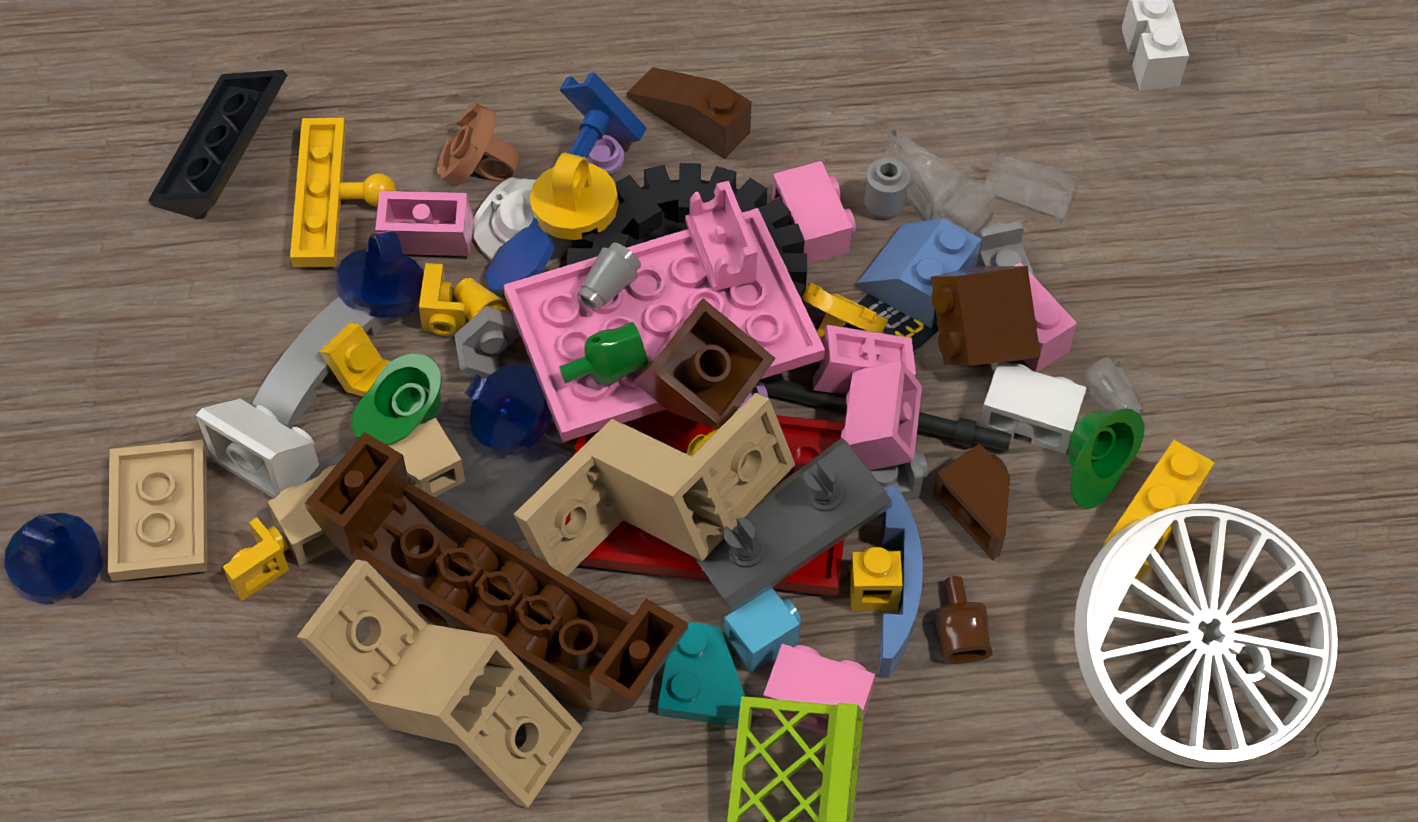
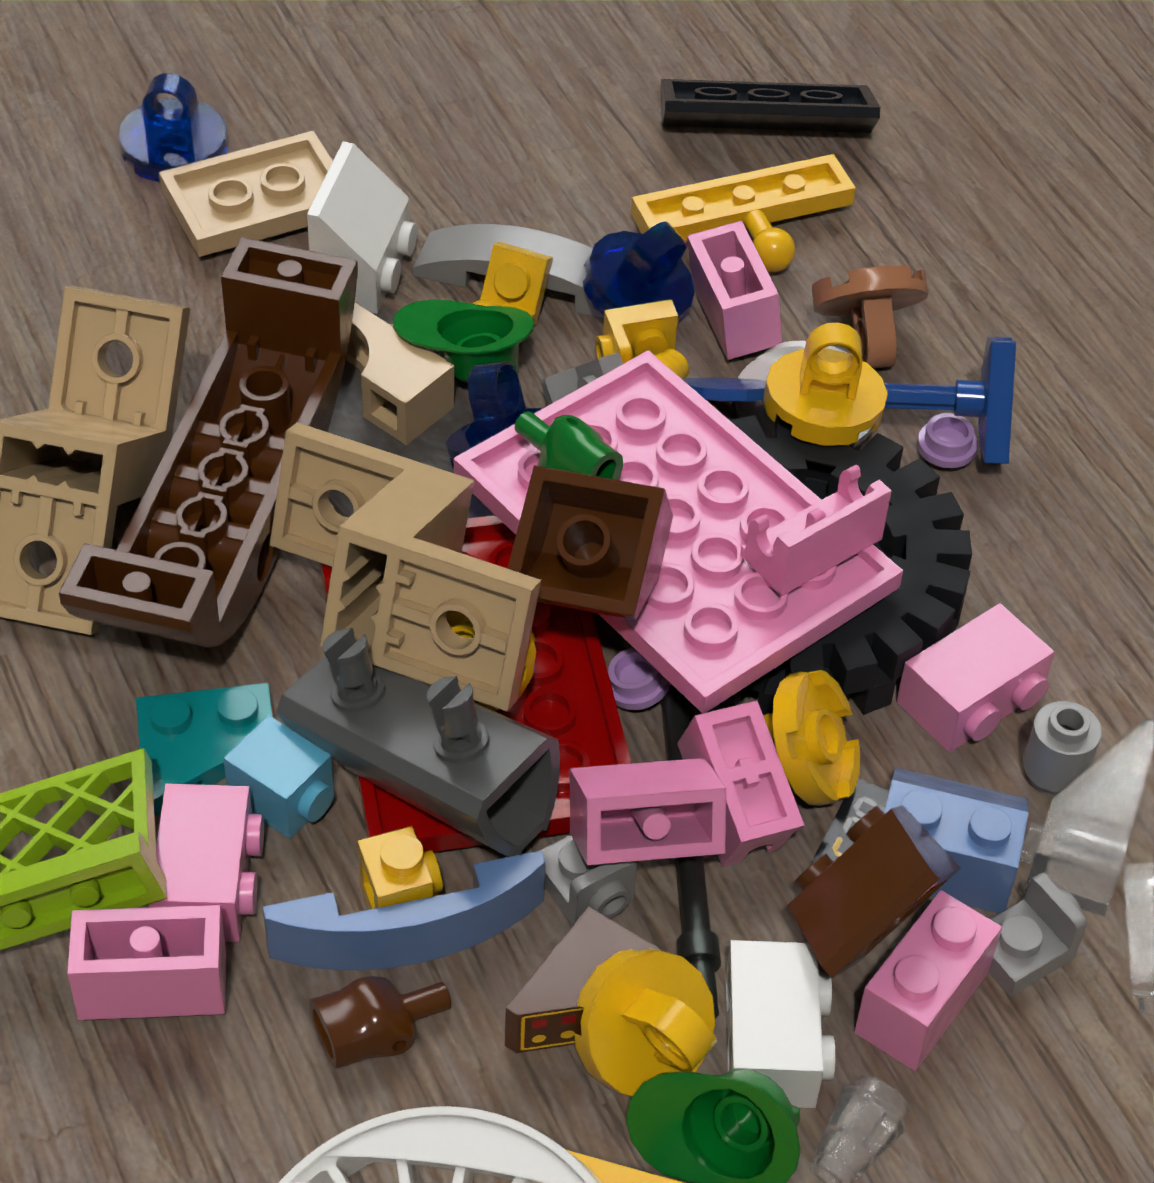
camera: 70 degrees right, 10 degrees down
(259, 565) = (198, 282): yellow bracket -> none
(609, 275) = (697, 430): light grey cone -> none
(696, 107) = (1076, 518): reddish brown slope -> none
(900, 738) = (147, 962): none -> bright pink brick
(1029, 465) = (644, 1018): none -> yellow tile

